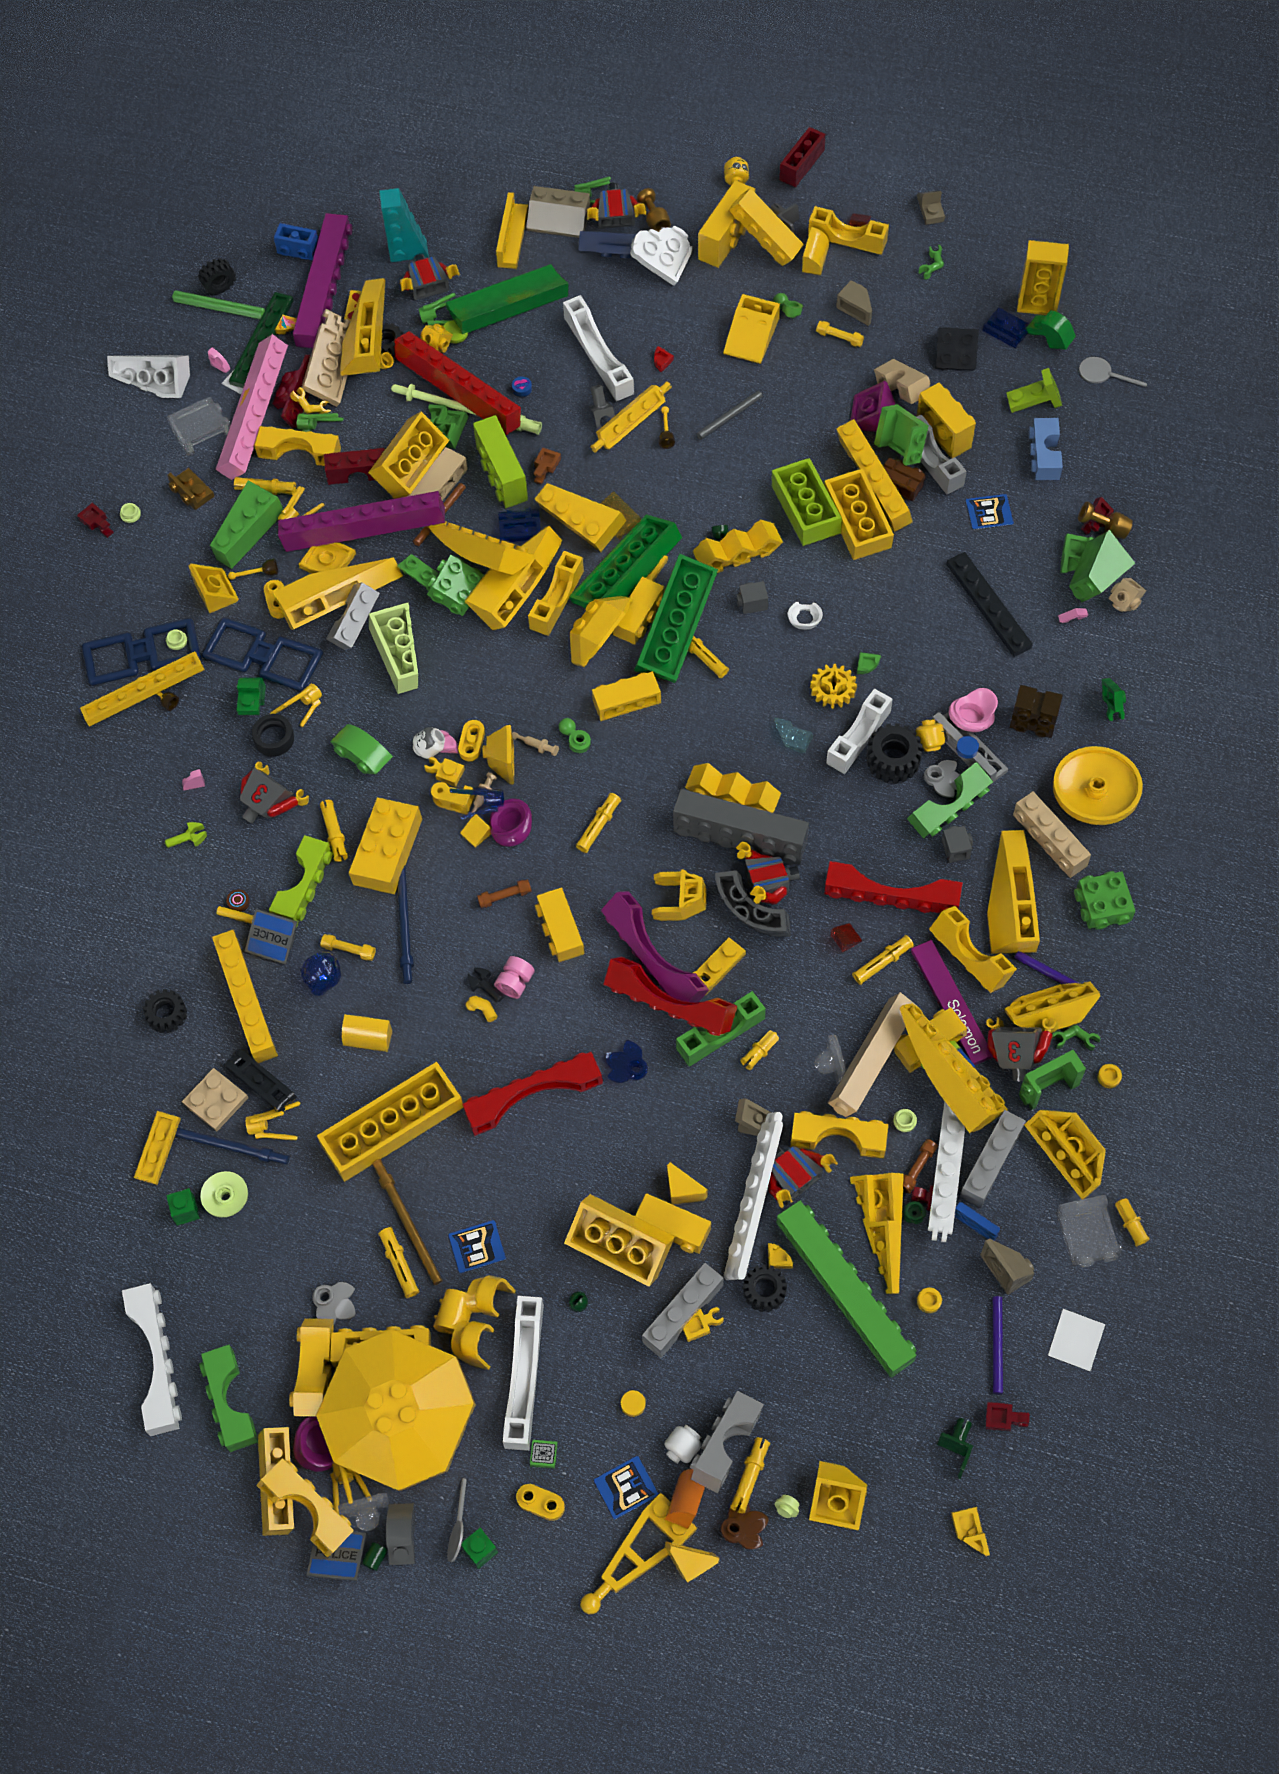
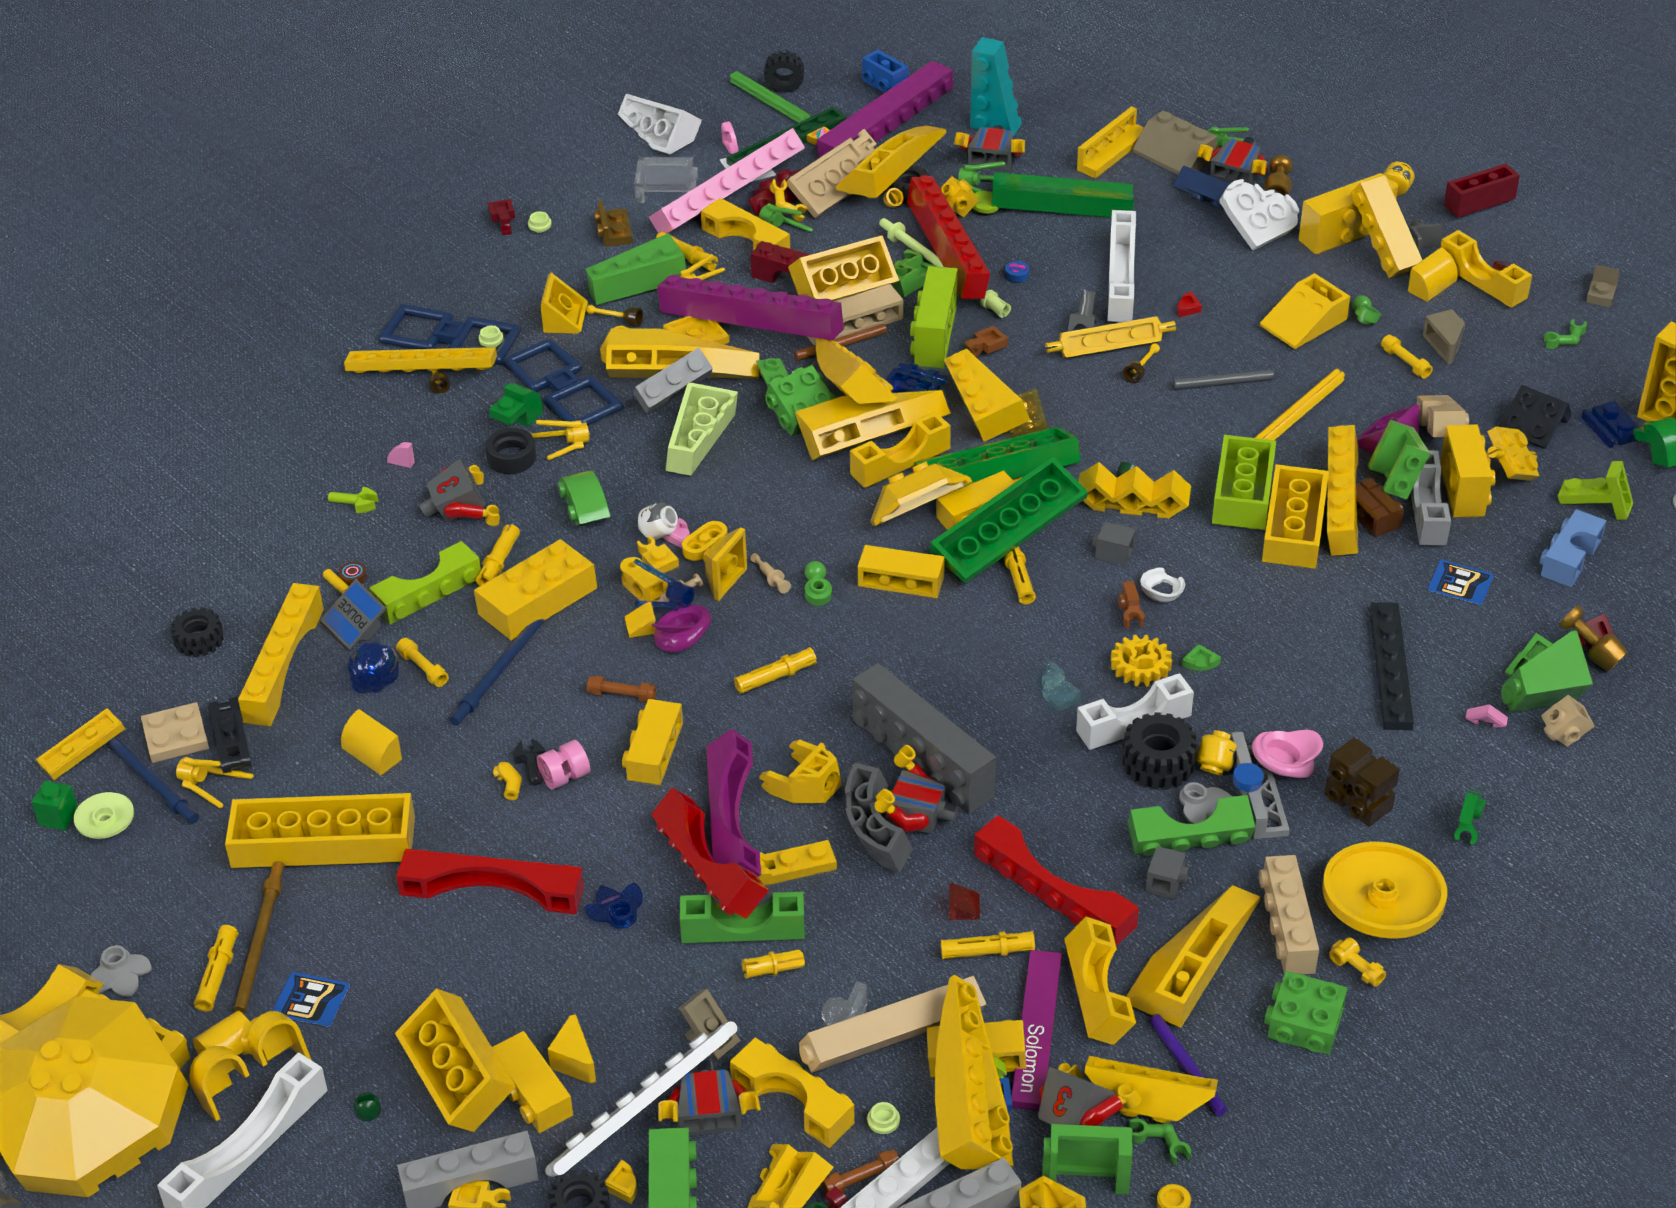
camera: 30 degrees right, 20 degrees down
(732, 787) = (948, 699): yellow brick -> none
(796, 642) = (1129, 602): none -> dark orange plate
(797, 417) = (1302, 406): none -> yellow axle
(968, 391) = (1513, 454): none -> yellow plate
(1098, 843) = (1348, 951): none -> yellow bar

